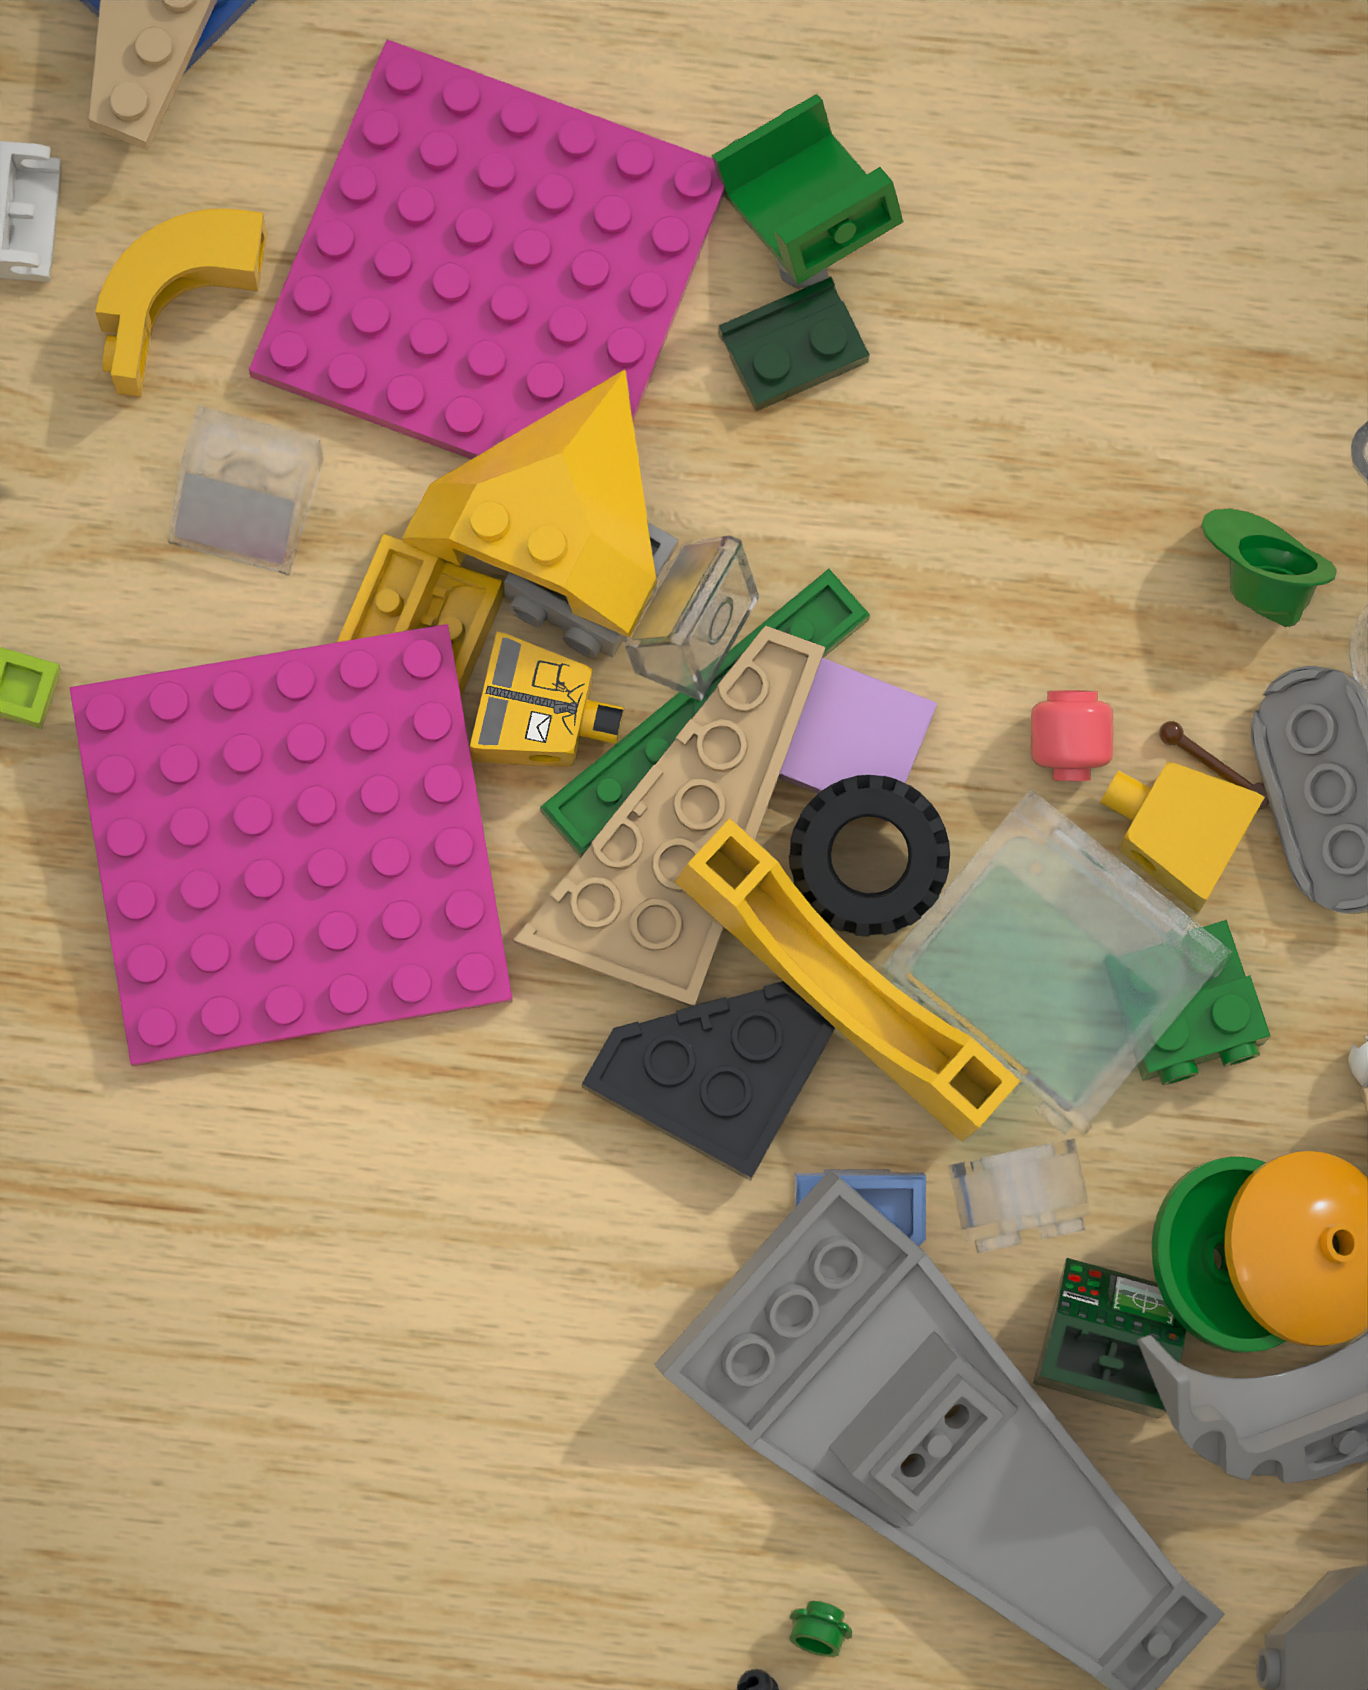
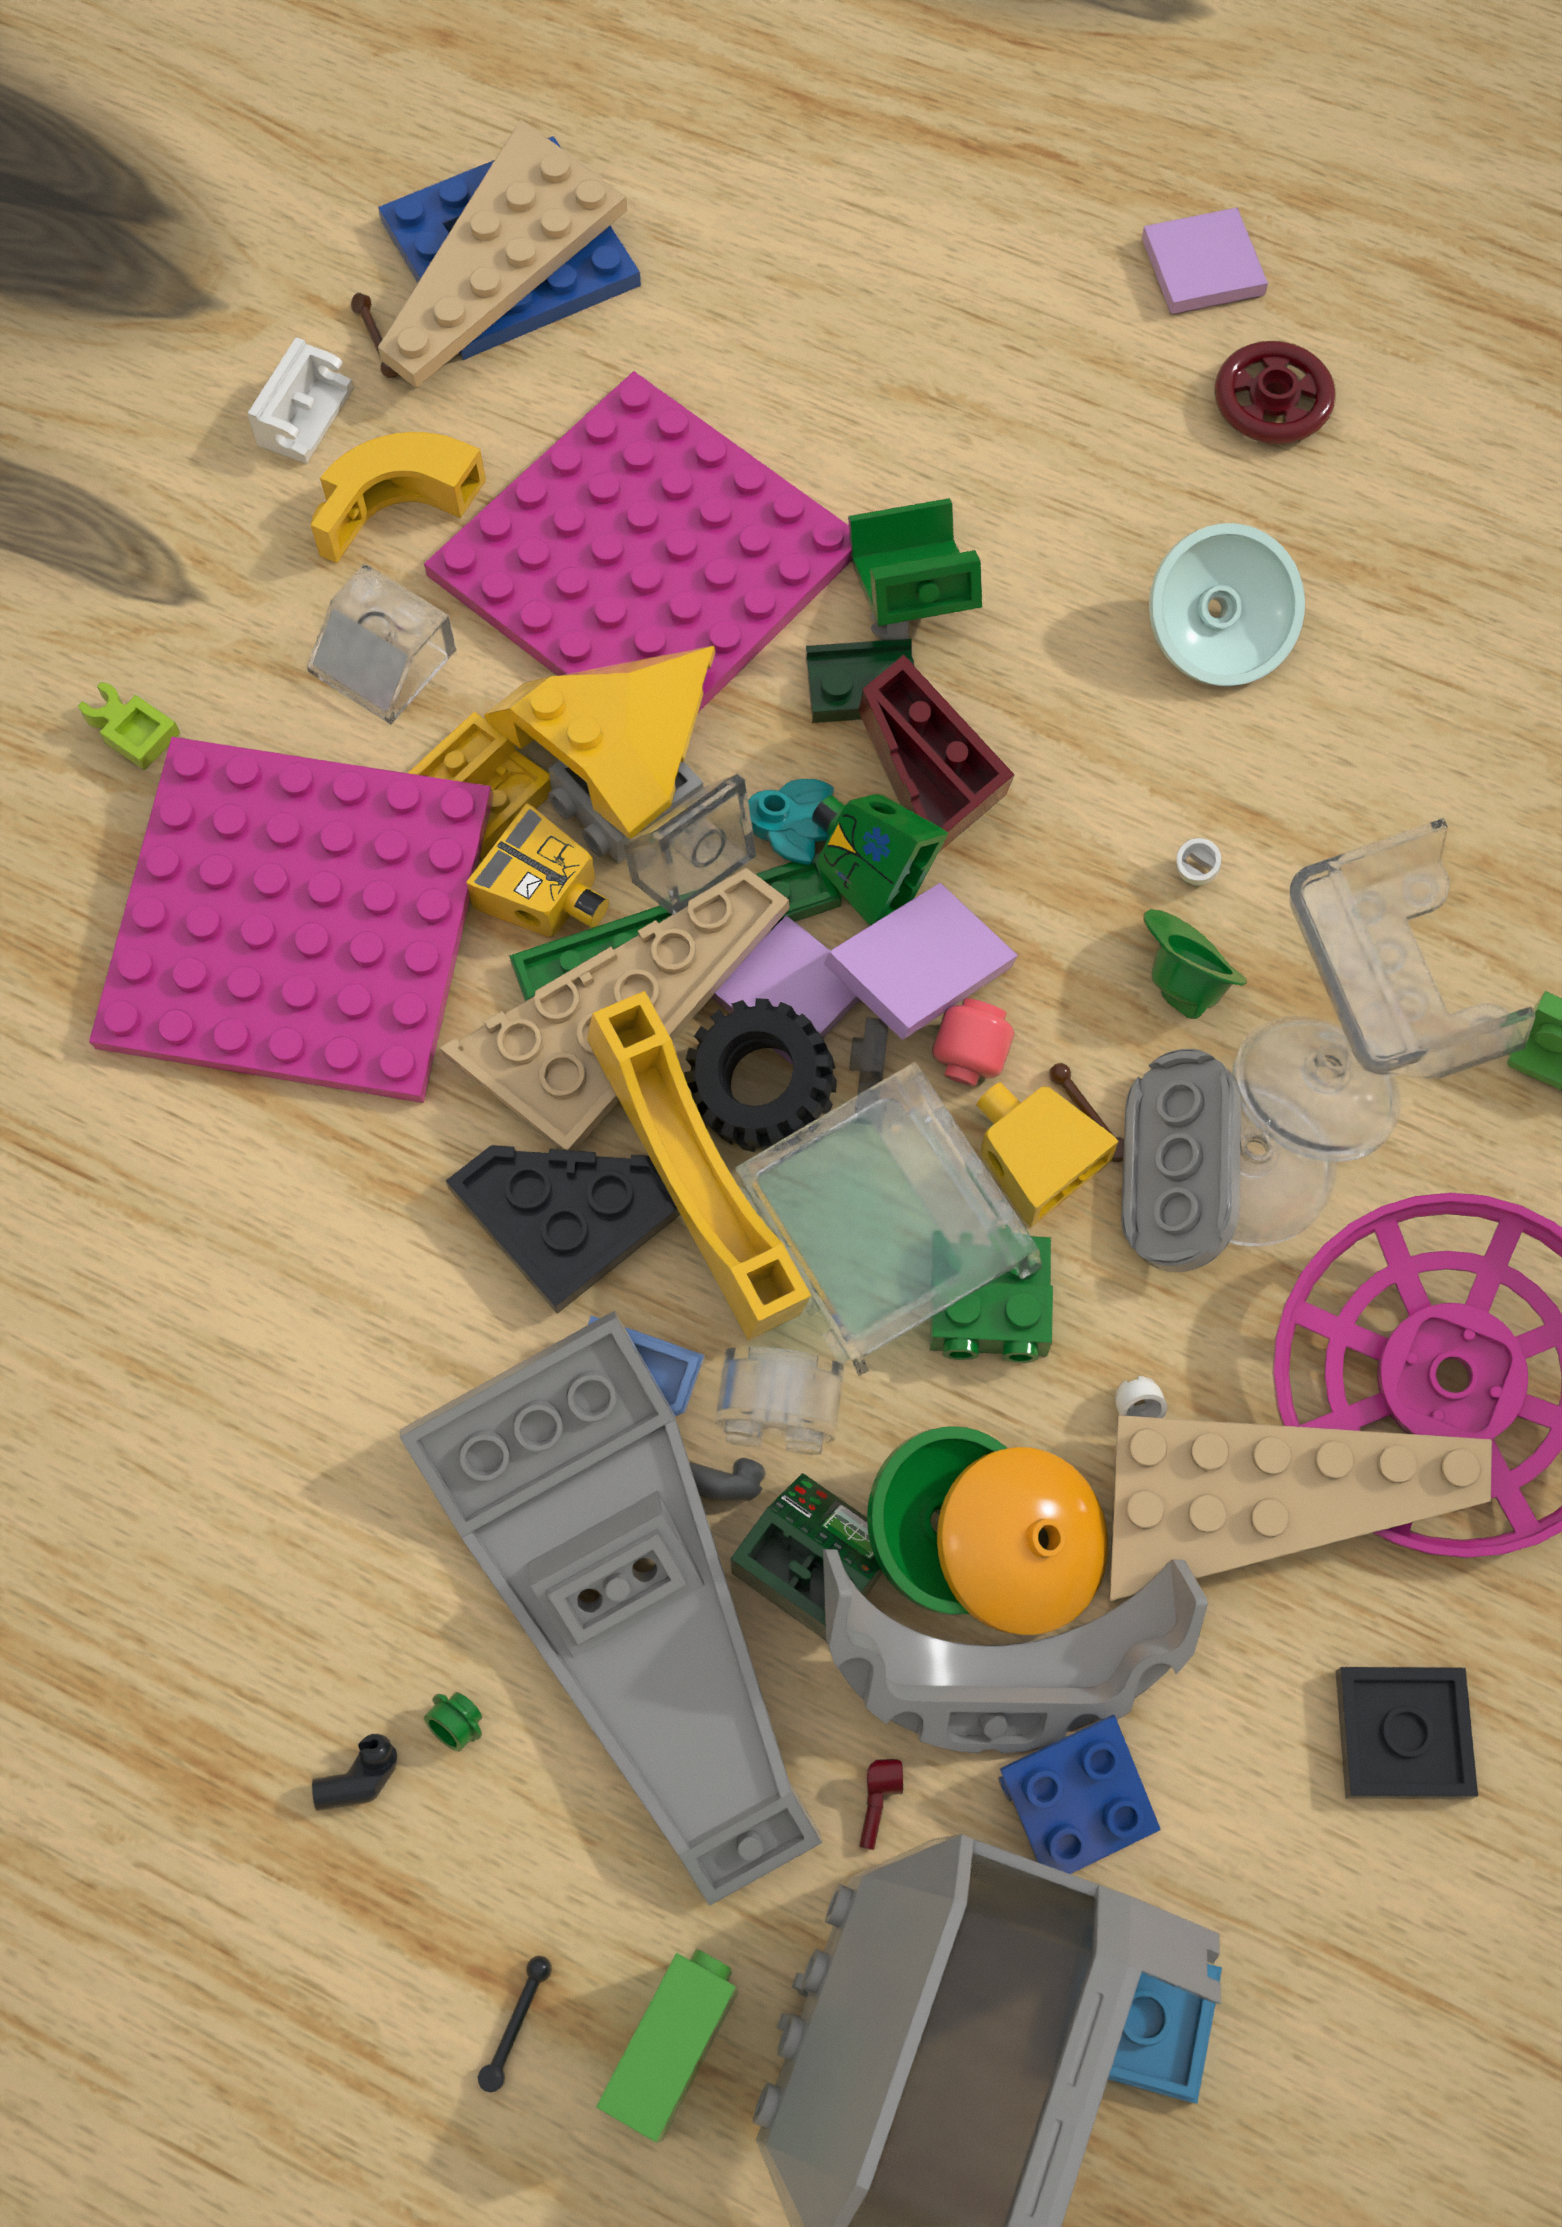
camera: 25 degrees right, 10 degrees down
(27, 54) = (362, 304): none -> reddish brown hinge
(797, 536) = (786, 818): none -> teal plate
(895, 557) = (876, 852): none -> green torso
(912, 425) = (931, 751): none -> dark red wedge
(971, 790) = (869, 1054): none -> clear smoke plate
(986, 662) = (920, 960): none -> lavender tile
(1008, 1292) = (738, 1486): none -> dark grey arm
(1200, 130) = (1257, 597): none -> light aqua dish
(1241, 428) = (1205, 854): none -> white hinge
(1255, 1530) = (883, 1778): none -> dark red hand

